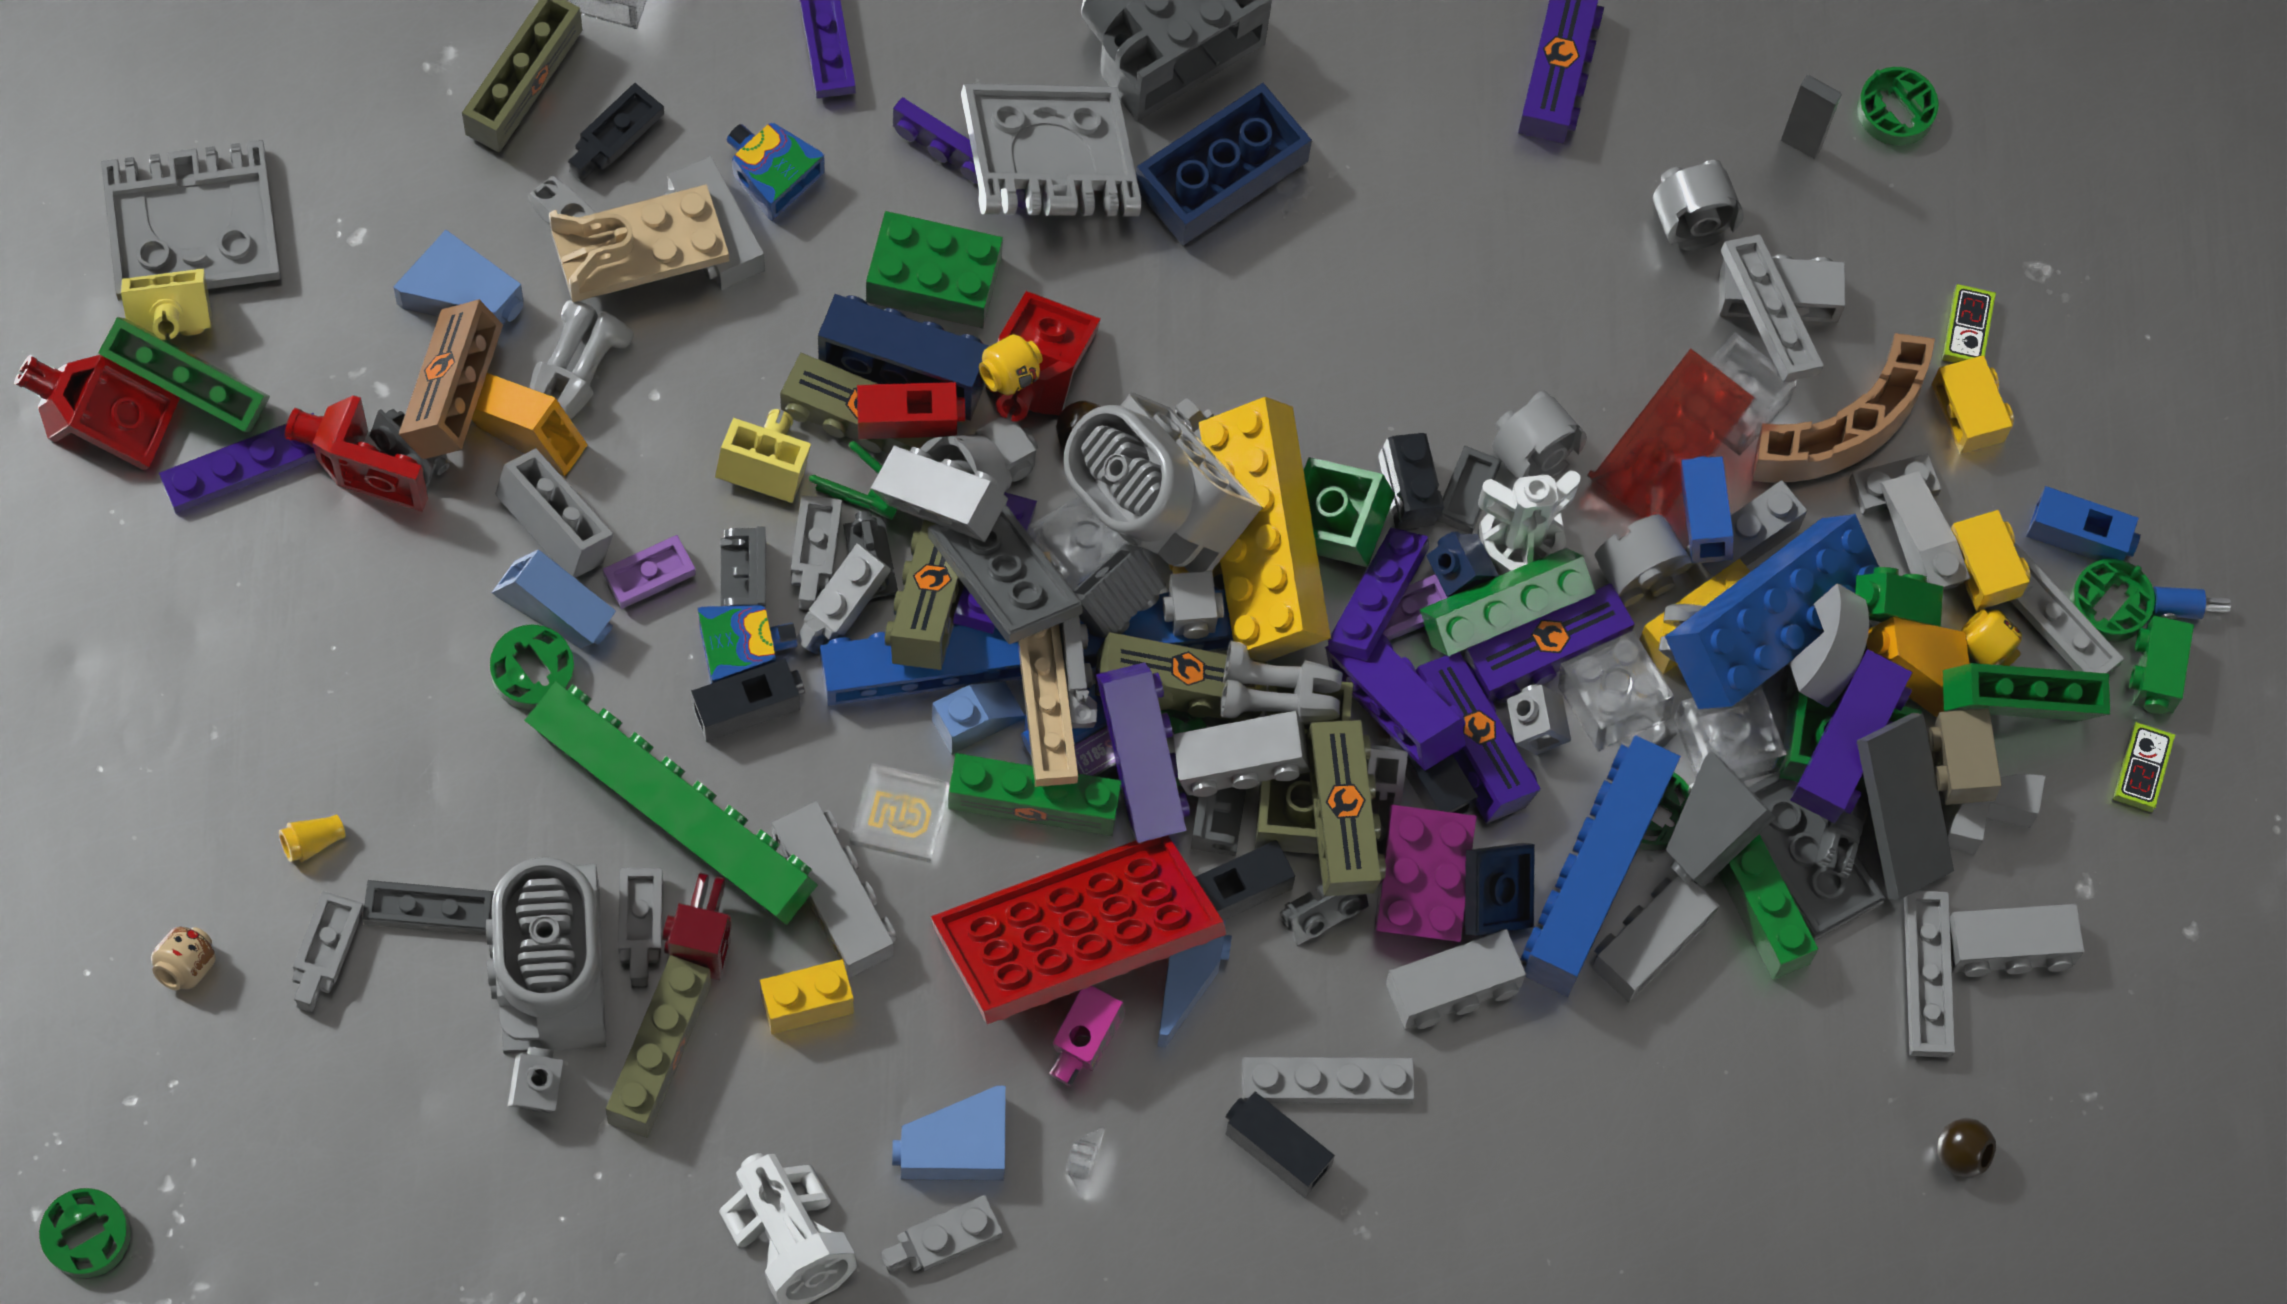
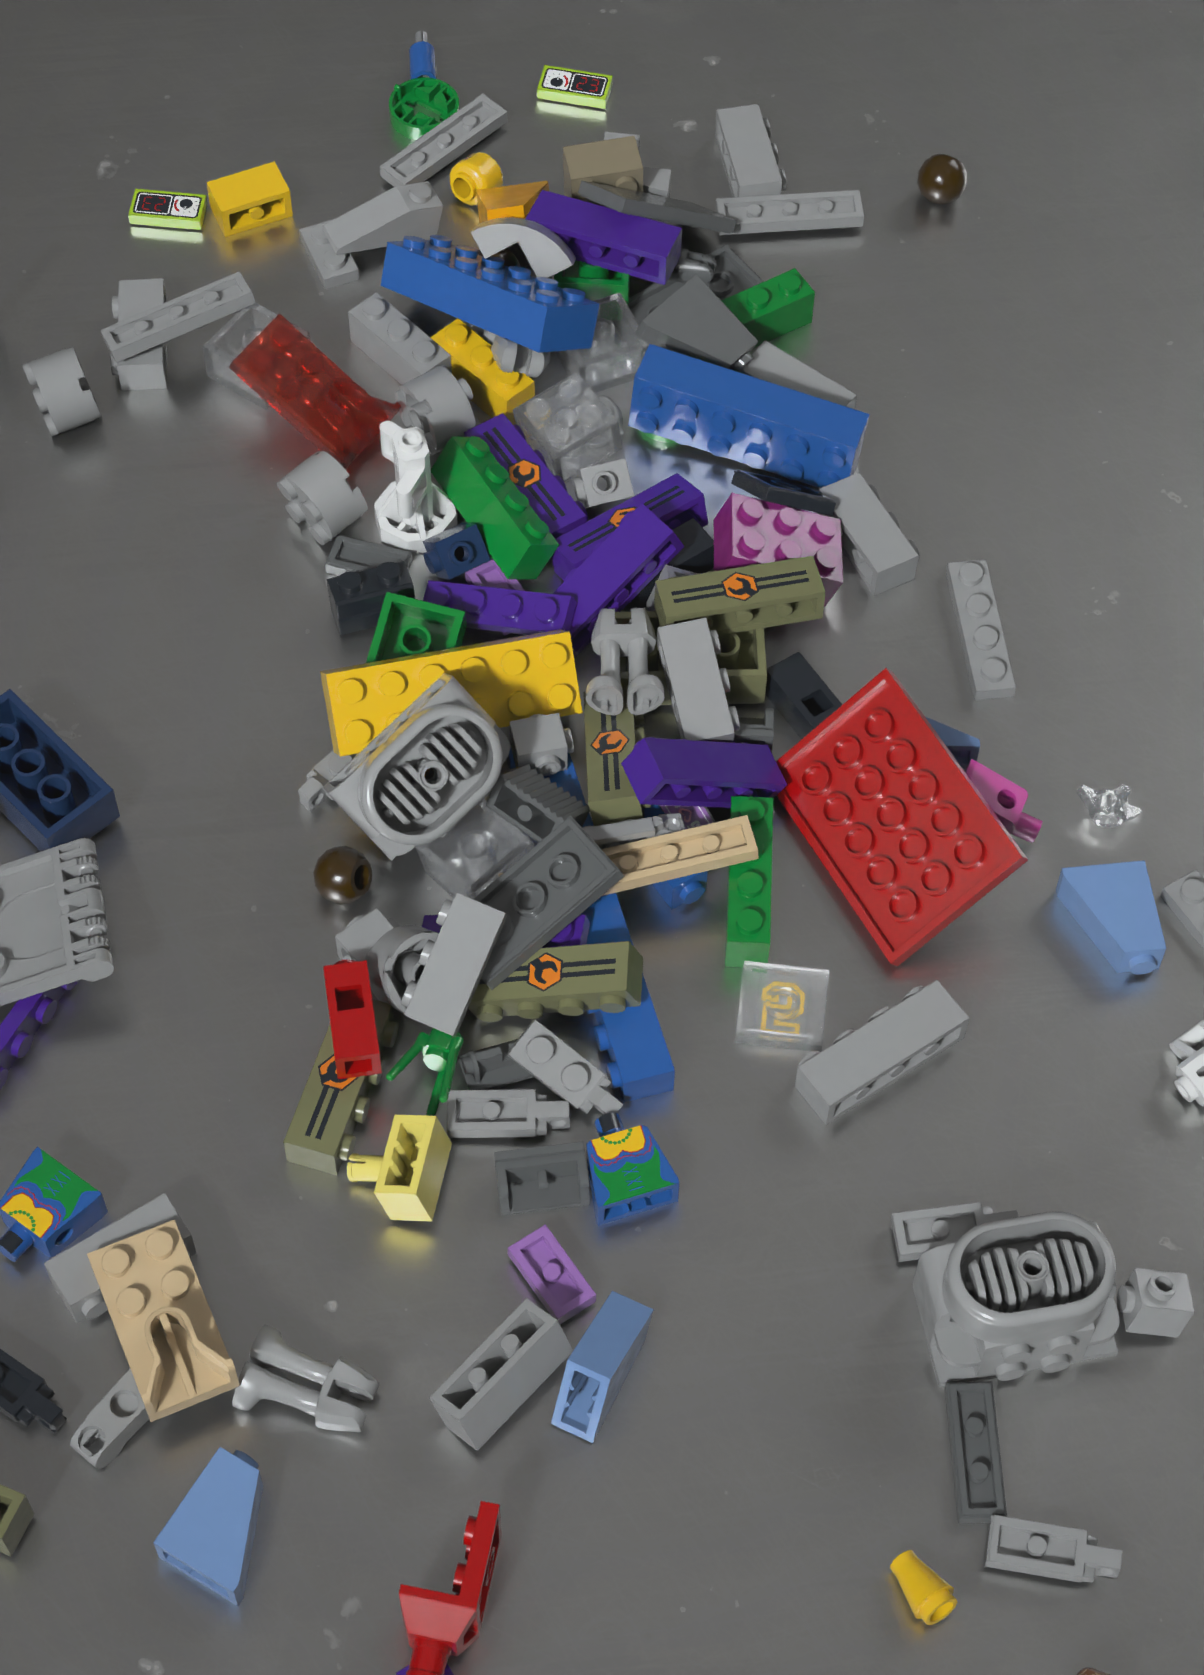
camera: 90 degrees left, 10 degrees down
(387, 438) = (441, 1545): dark grey hinge -> none
(451, 379) = (353, 1502): medium nougat brick -> none
(516, 678) = (672, 1411): green piece -> none
(528, 422) = (385, 1429): light orange slope -> none
(658, 1046) = (1089, 1188): olive brick -> none
(671, 802) = (823, 1207): green brick -> none
(700, 933) = (964, 1159): dark red brick -> none
(747, 699) = (701, 1173): black brick -> none
(807, 996) = (1003, 1059): yellow brick -> none
(899, 350) = (278, 1042): dark blue brick -> none
(934, 269) = (167, 1032): green brick -> none
(975, 714) = (671, 946): medium blue slope -> none
(1010, 364) = (301, 913): yellow head -> none
(1062, 339) = (264, 917): red plate -> none
(1278, 1143) = (1056, 654): black brick -> none
(1313, 917) = (824, 650): dark grey hinge -> none
(1707, 509) = (391, 349): blue brick -> none
(1856, 431) = (274, 258): medium nougat brick -> none
(1900, 596) = (458, 216): green brick -> none
(1991, 560) = (409, 164): yellow brick -> none
(2027, 691) = (535, 138): green brick -> none
(2083, 526) = (360, 124): blue brick -> none
(2162, 664) = (484, 70): green brick -> none

